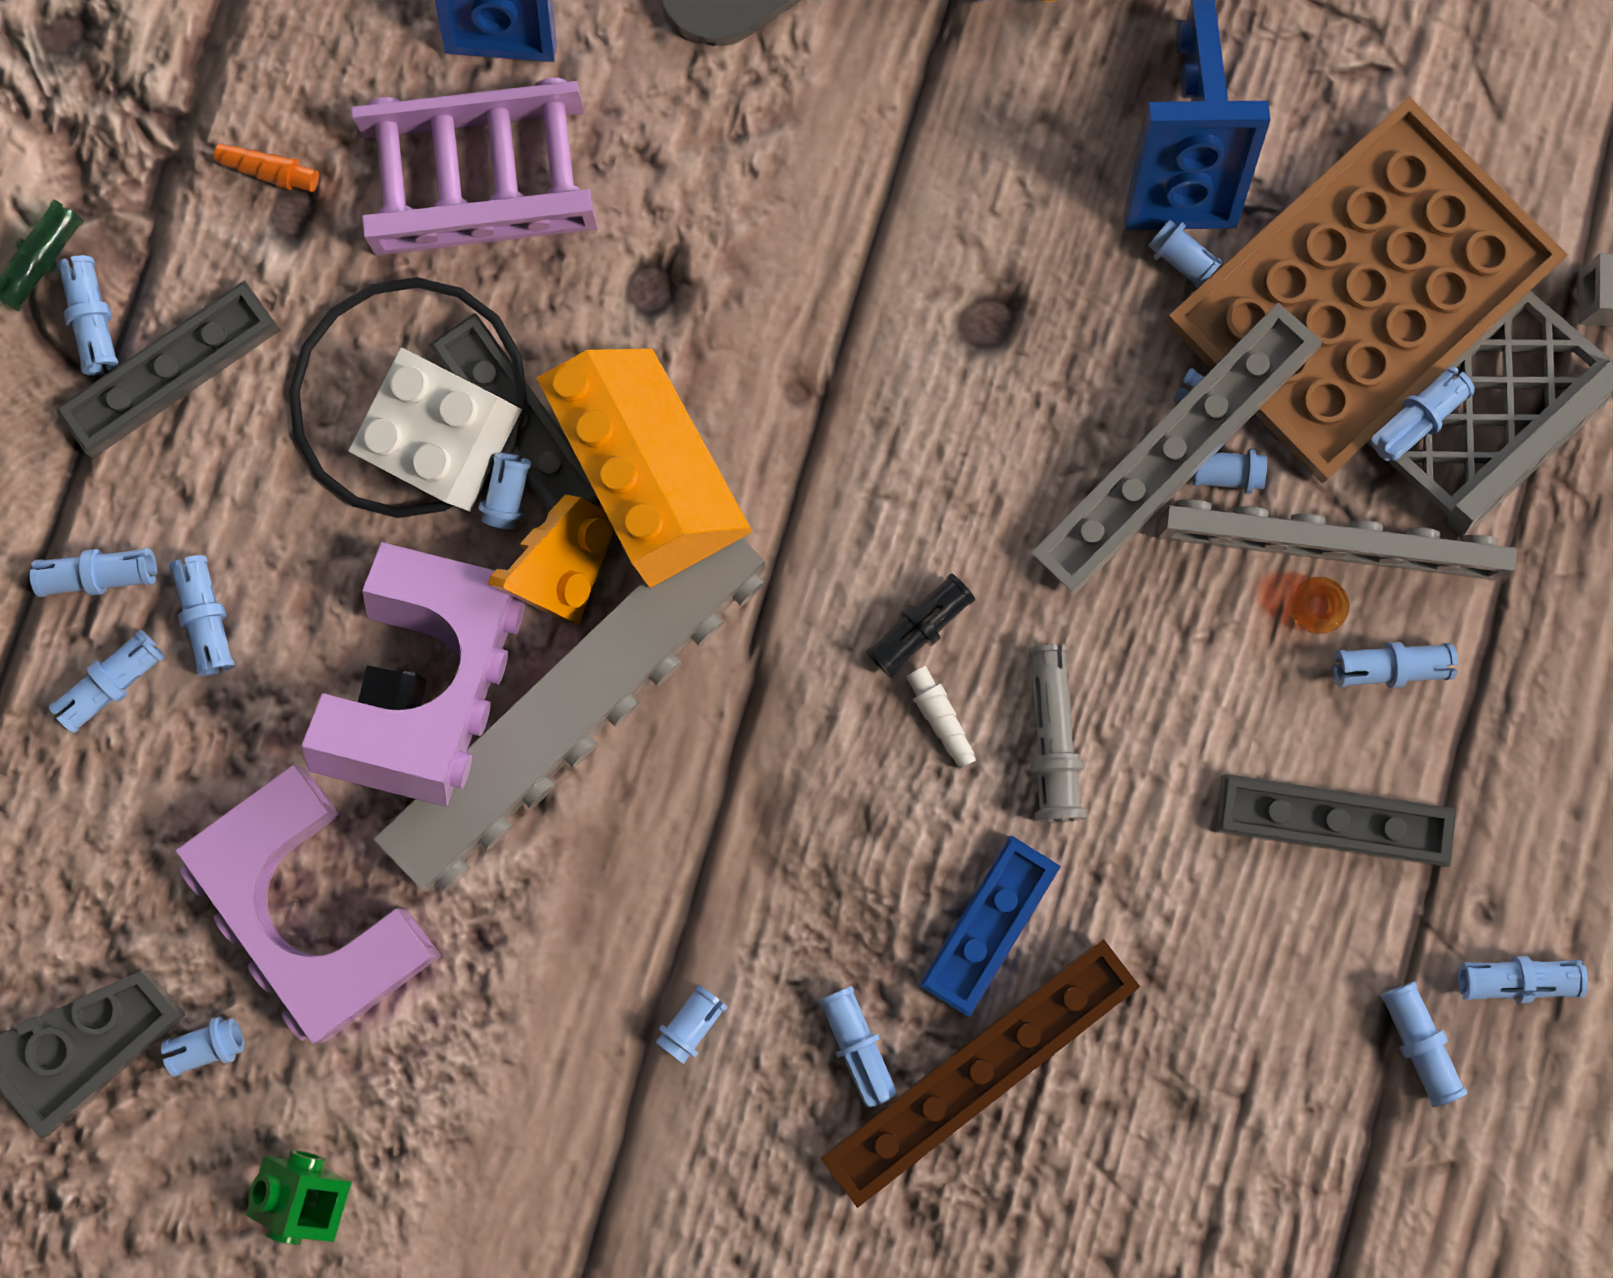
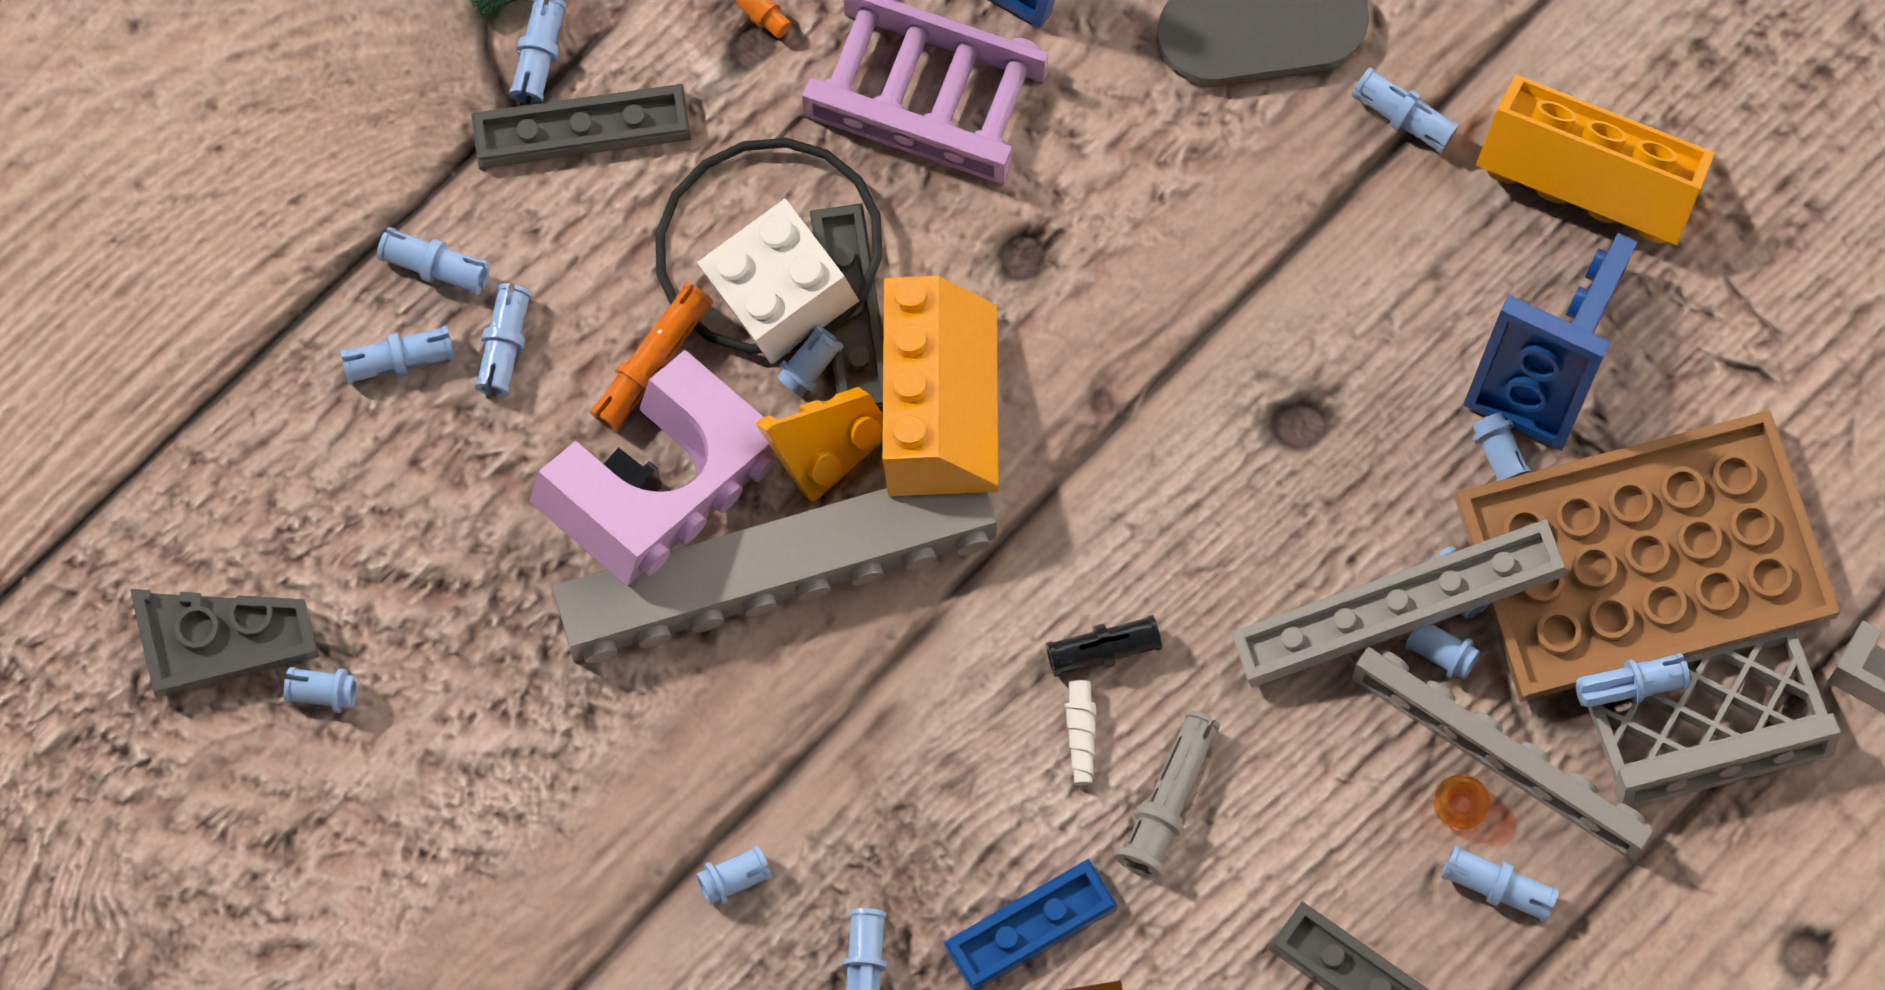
camera: 30 degrees right, 10 degrees down
(234, 868) = (427, 552): lavender arch -> none
(298, 1198) = (336, 844): green brick -> none
(352, 561) = (651, 356): none -> orange pin

